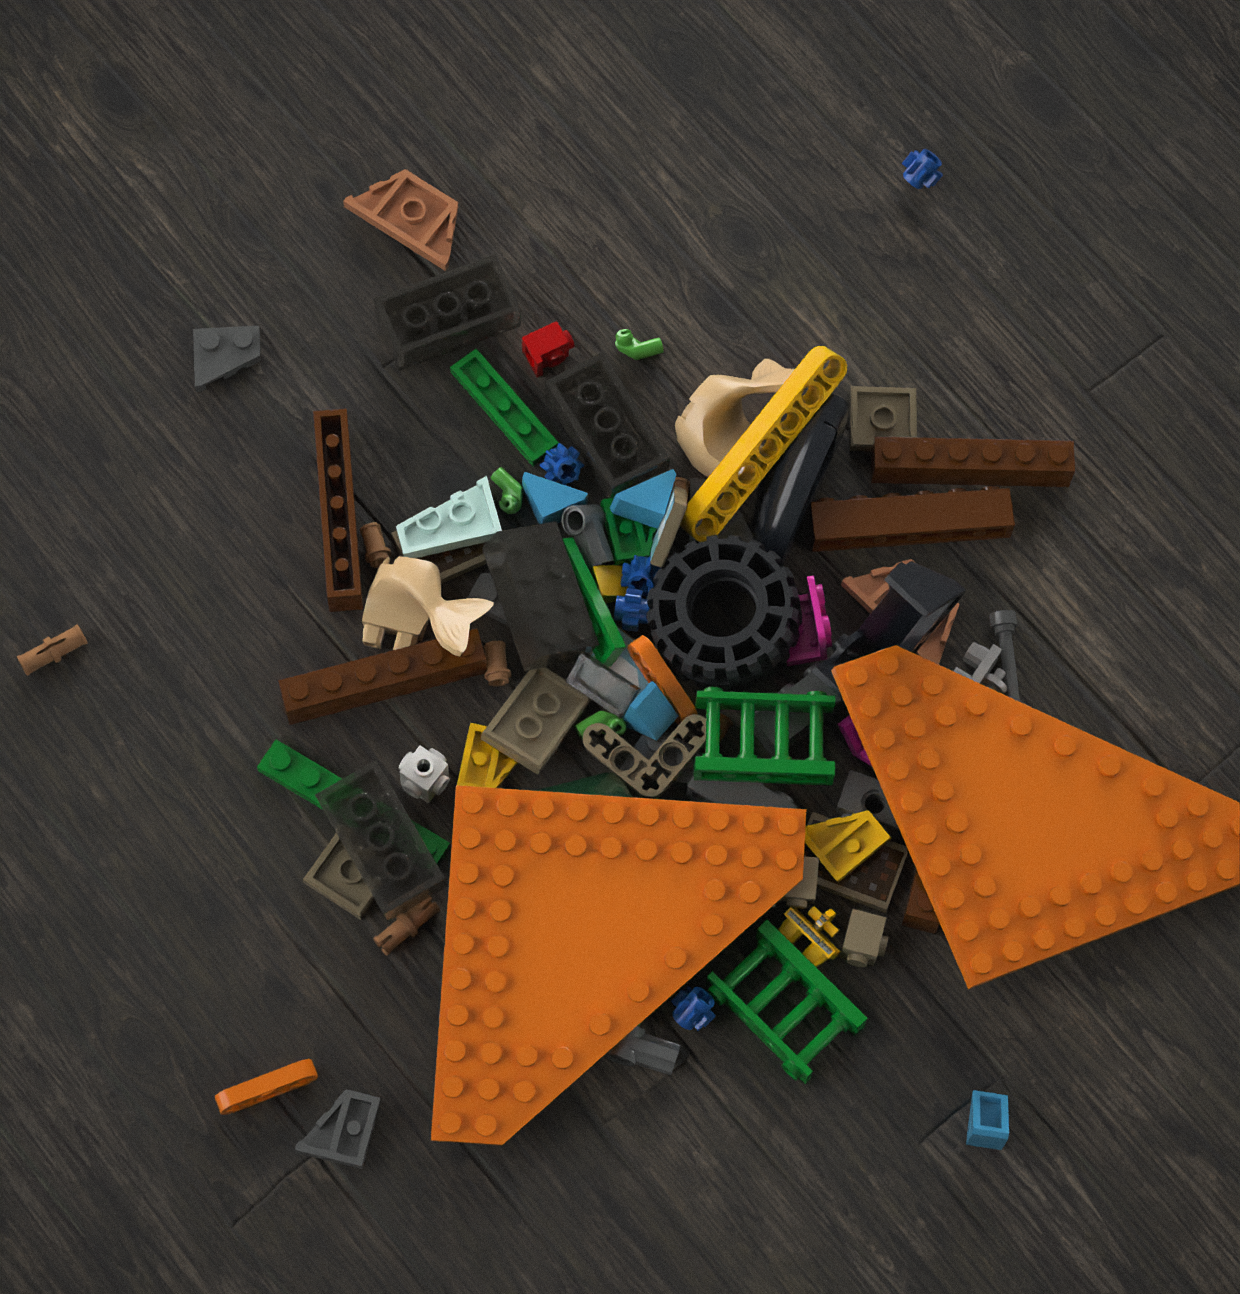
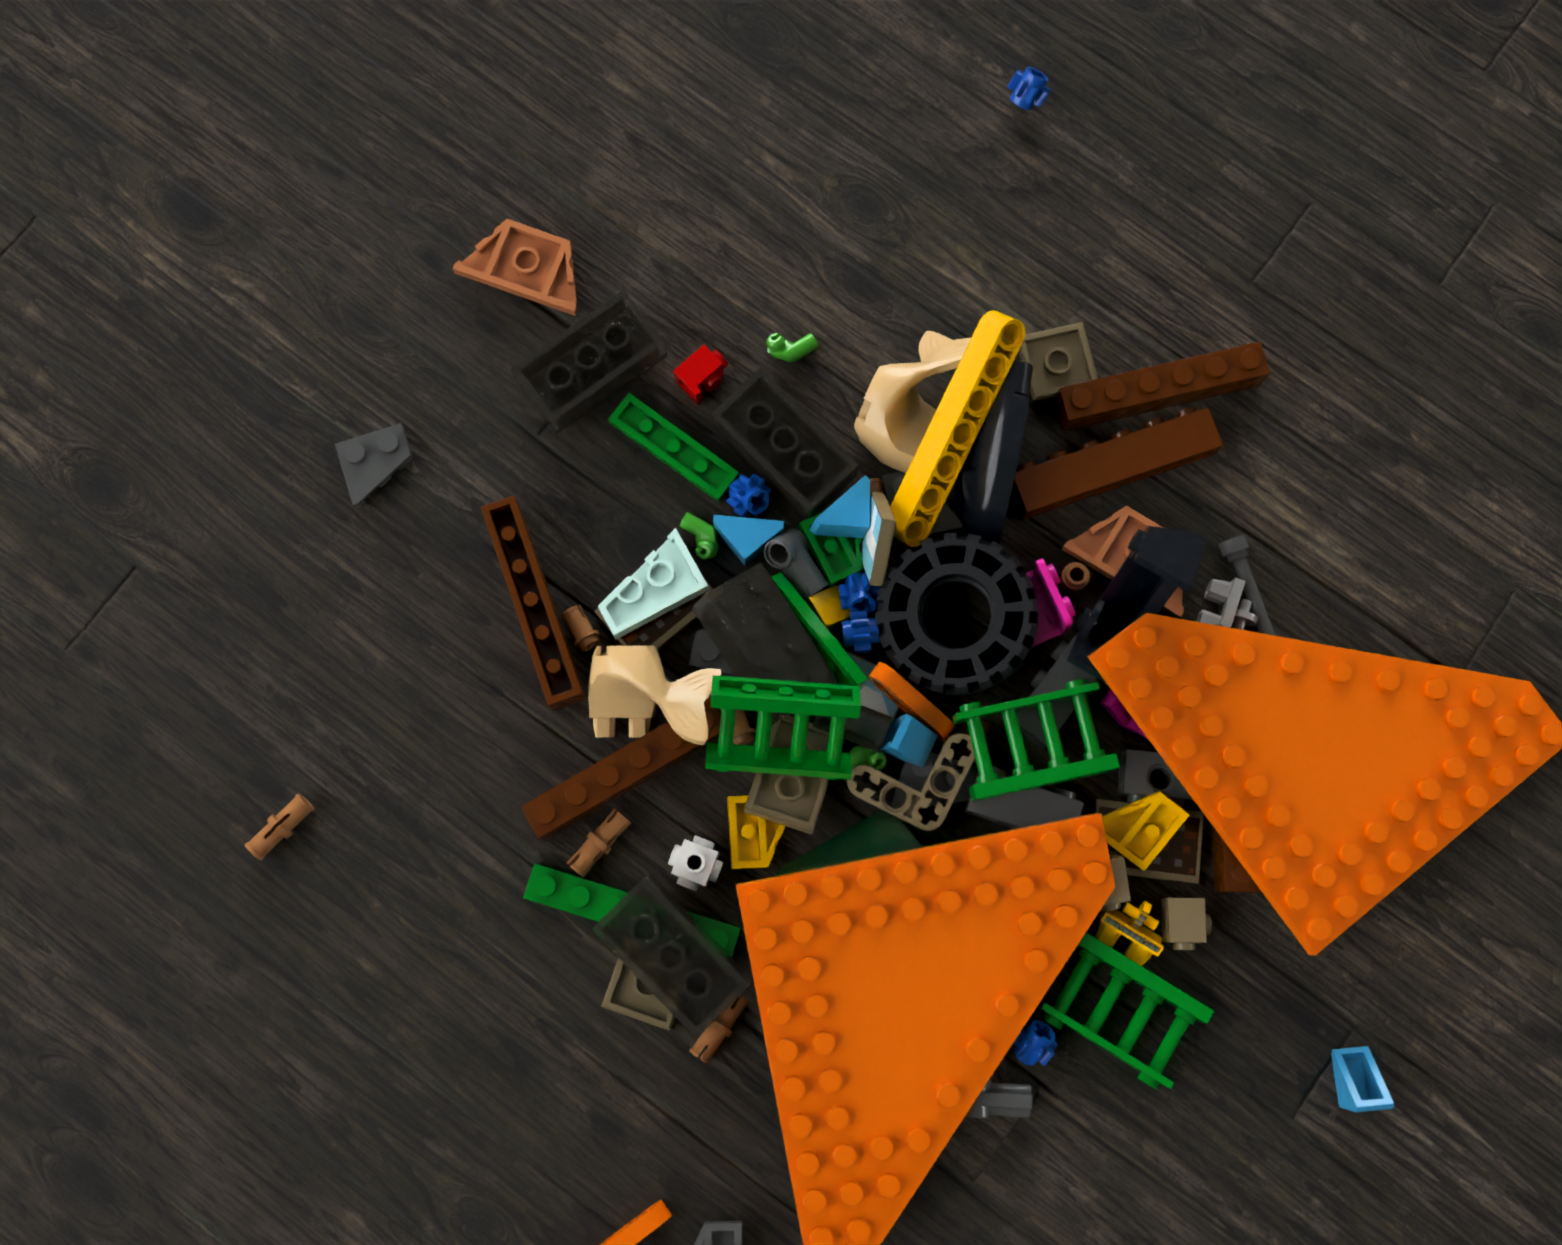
camera: 10 degrees left, 10 degrees up
(339, 736) = (598, 843): none -> medium nougat pin
(530, 632) = (782, 697): none -> green fence
(840, 613) = (1082, 577): none -> medium nougat pin

